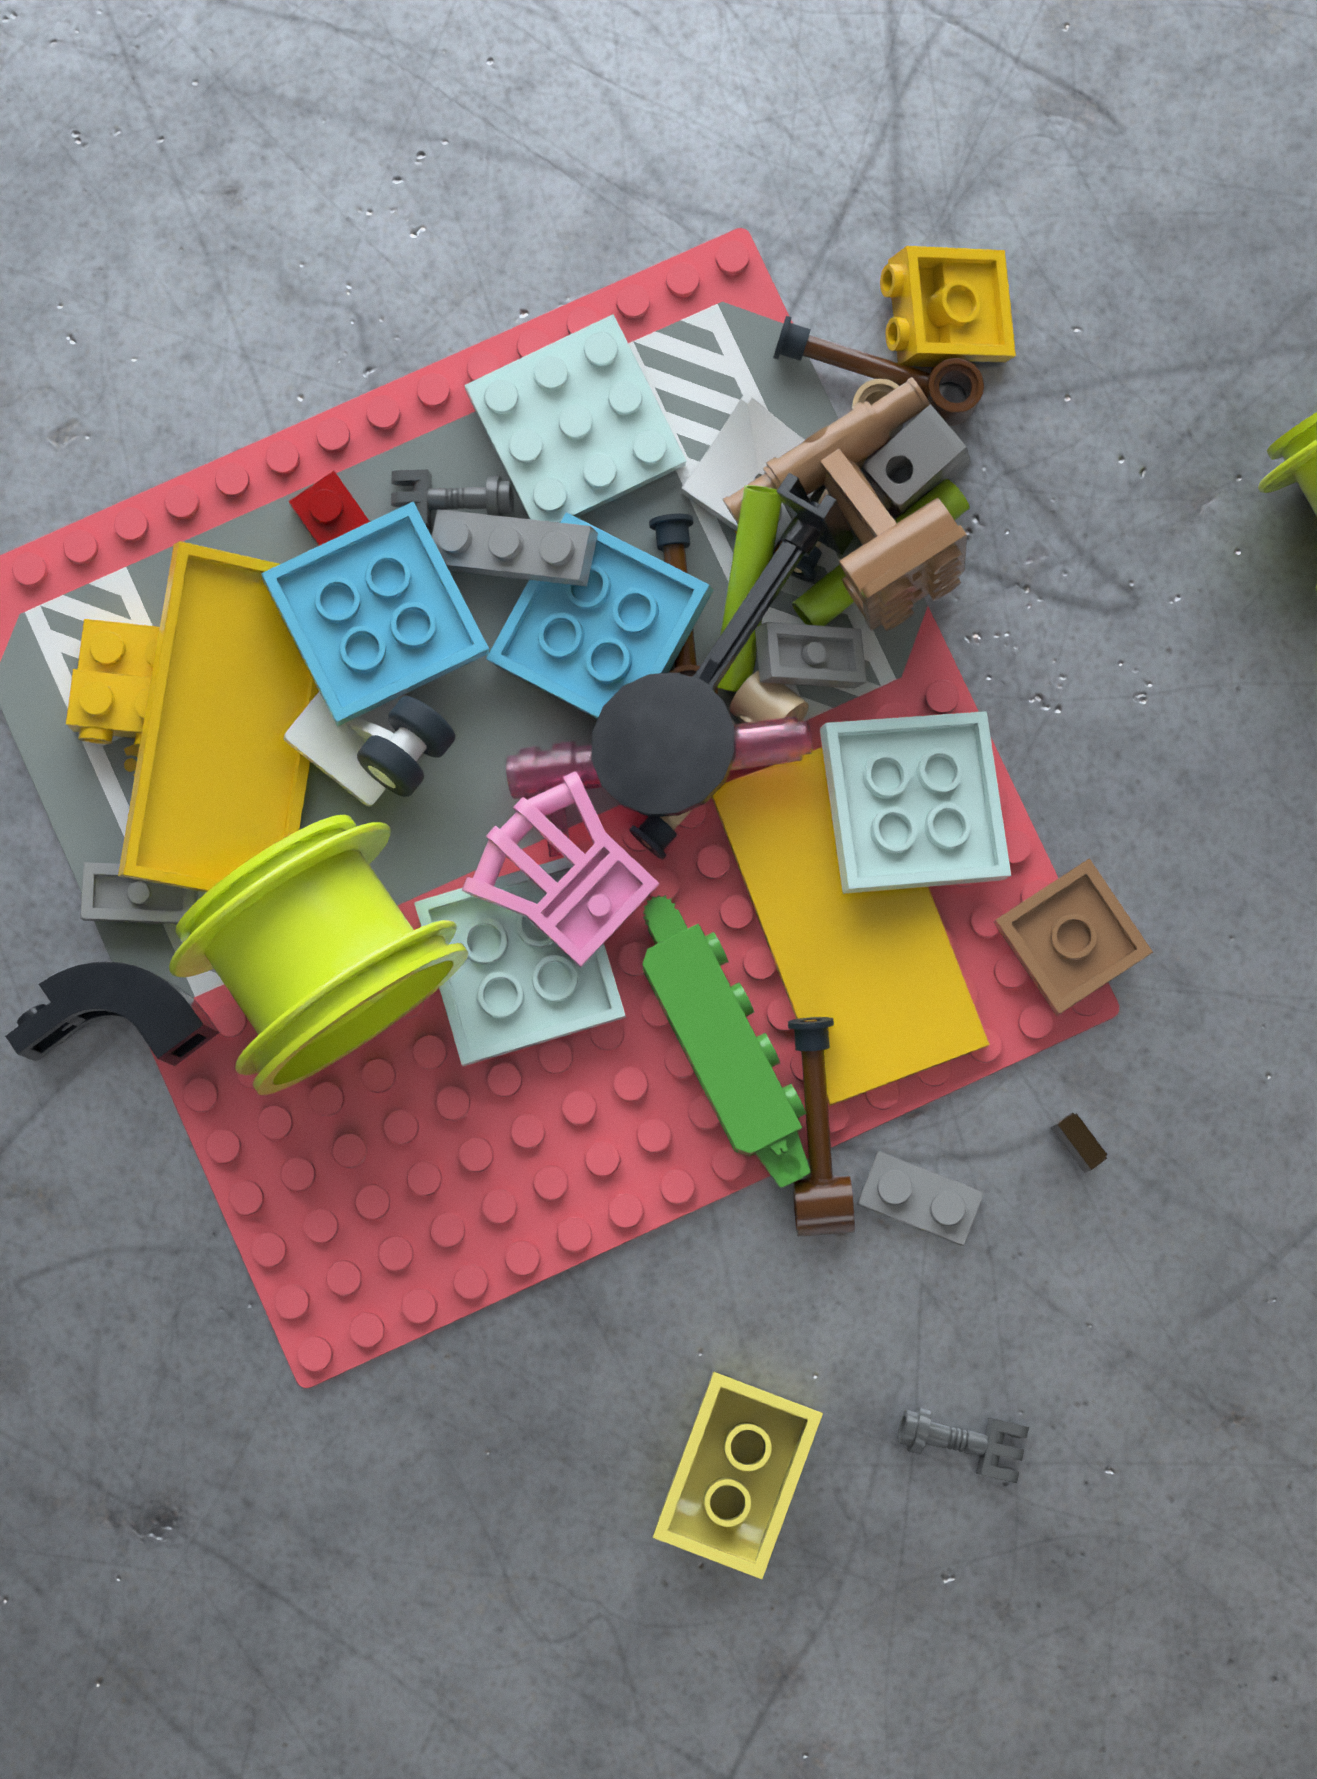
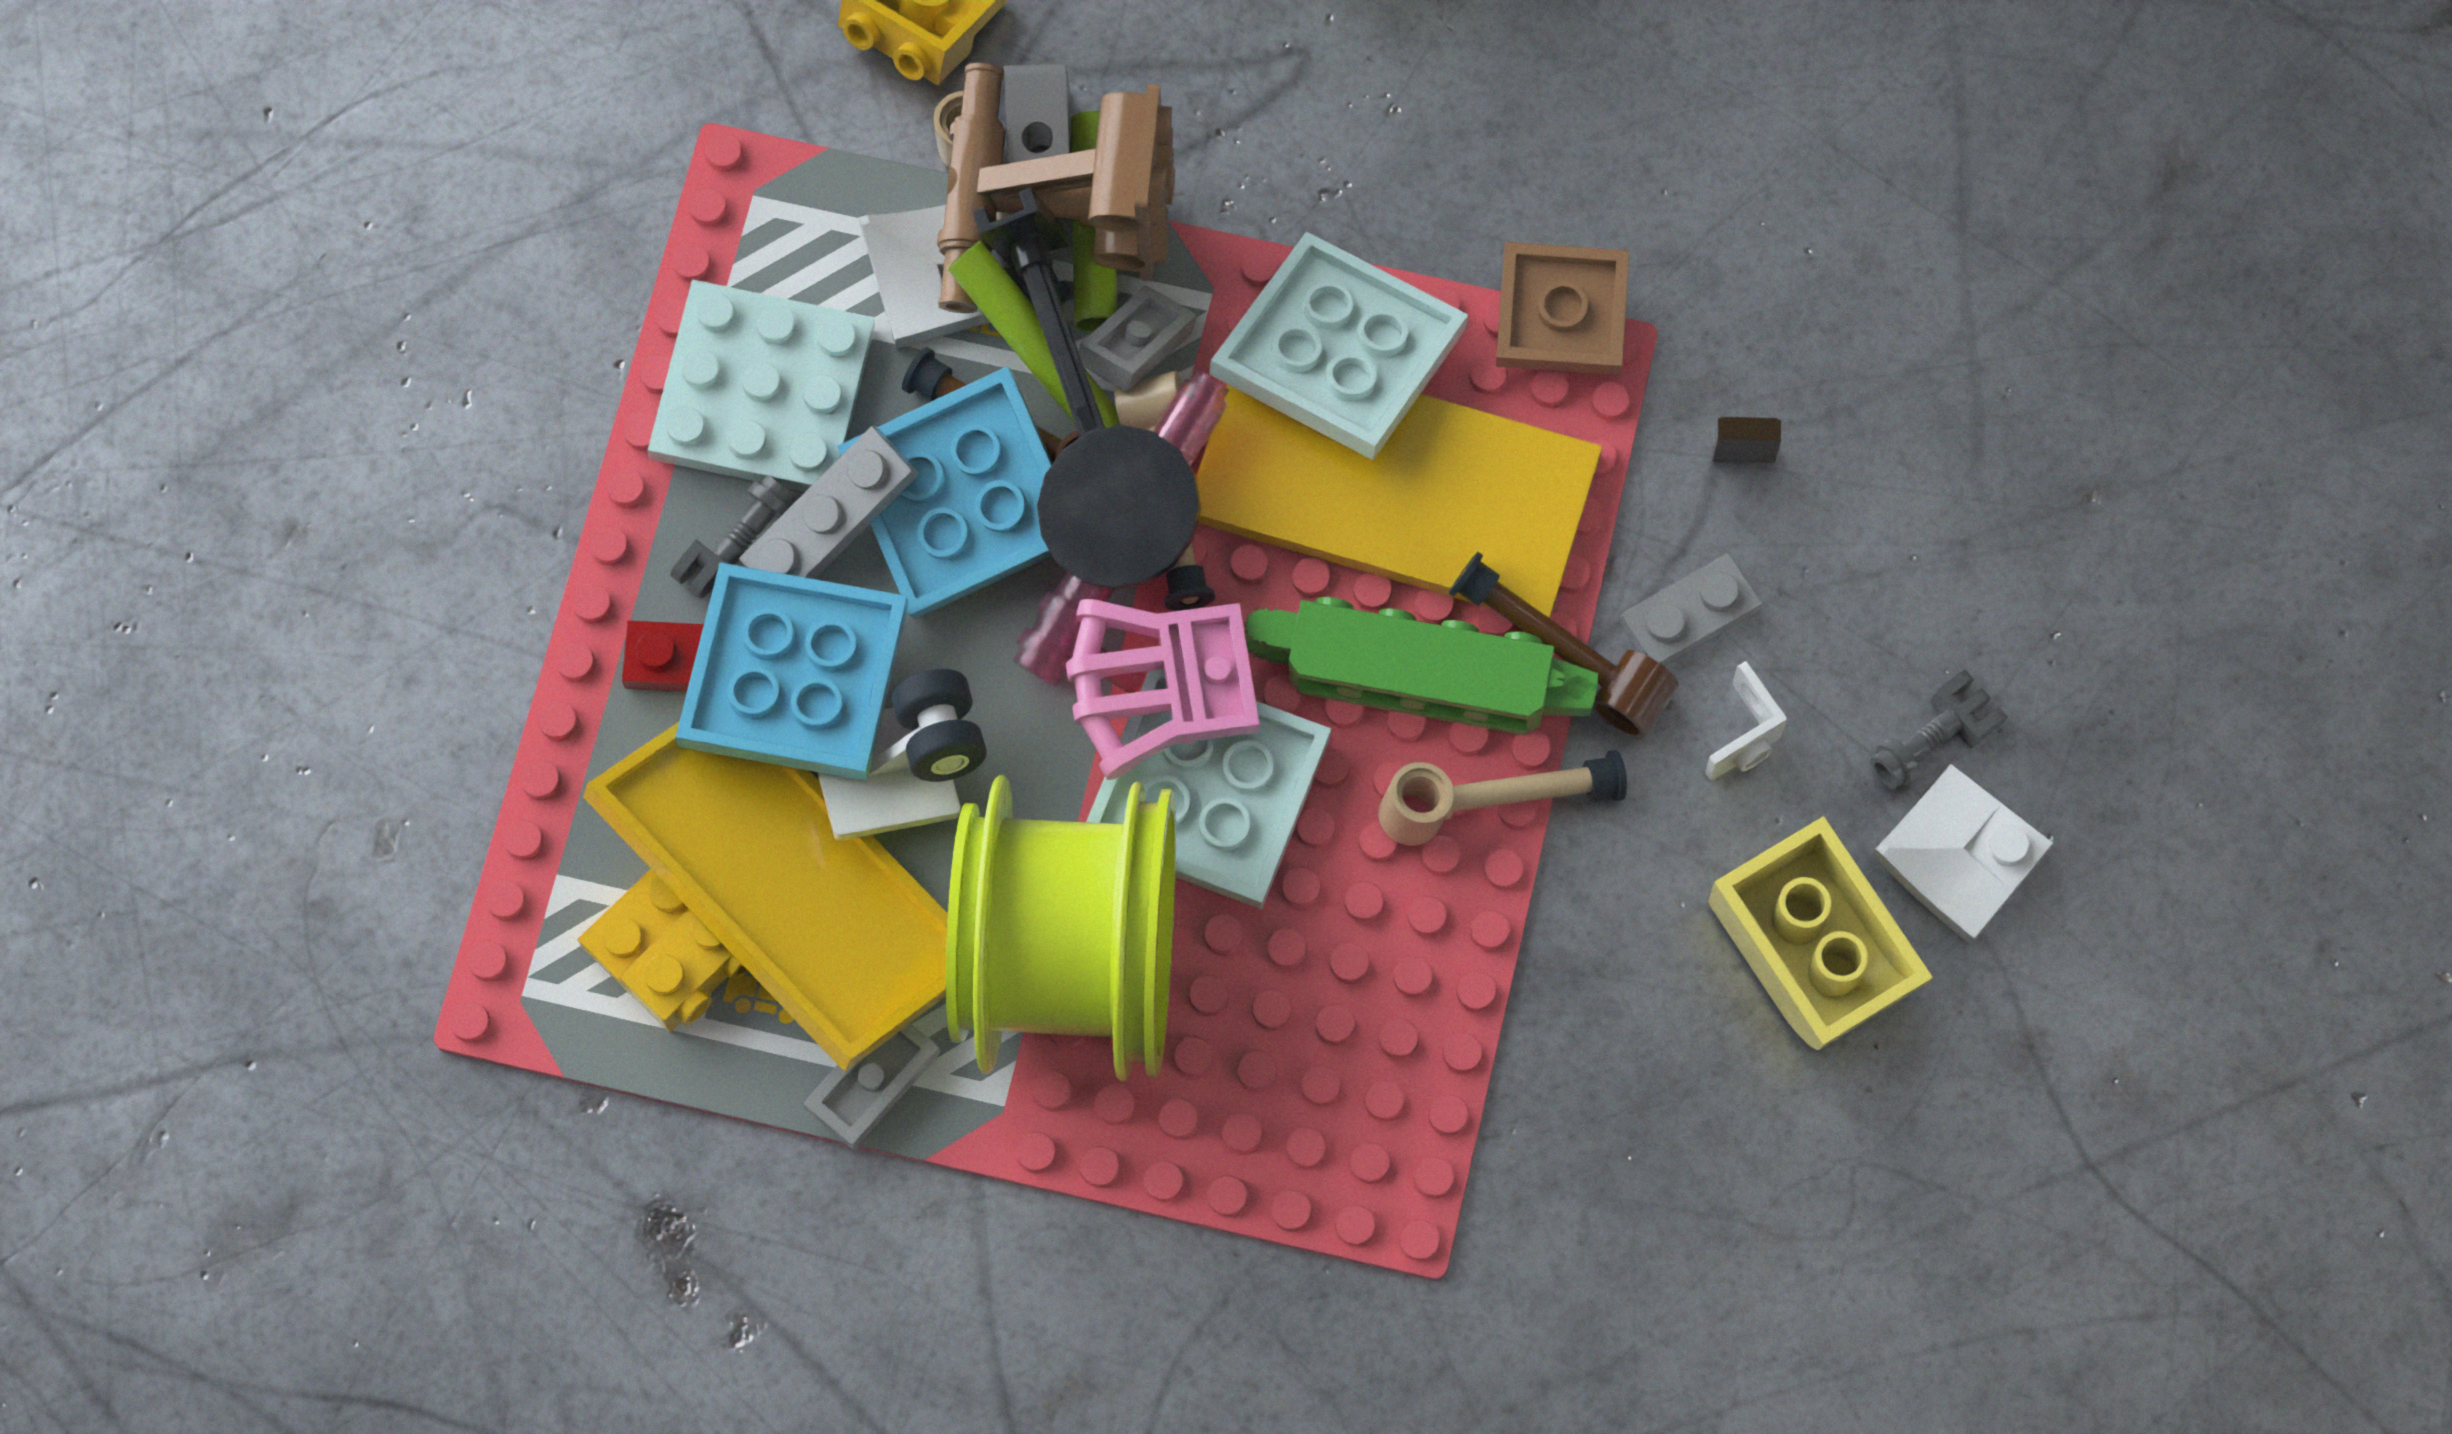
camera: 50 degrees left, 10 degrees down
(160, 1010) = (950, 1158): black arch -> none
(741, 1226) = (1431, 784): none -> tan piece
(797, 342) = (988, 37): reddish brown piece -> none
(852, 1321) = (1754, 745): none -> white bracket
(887, 1524) = (1961, 853): none -> white plate

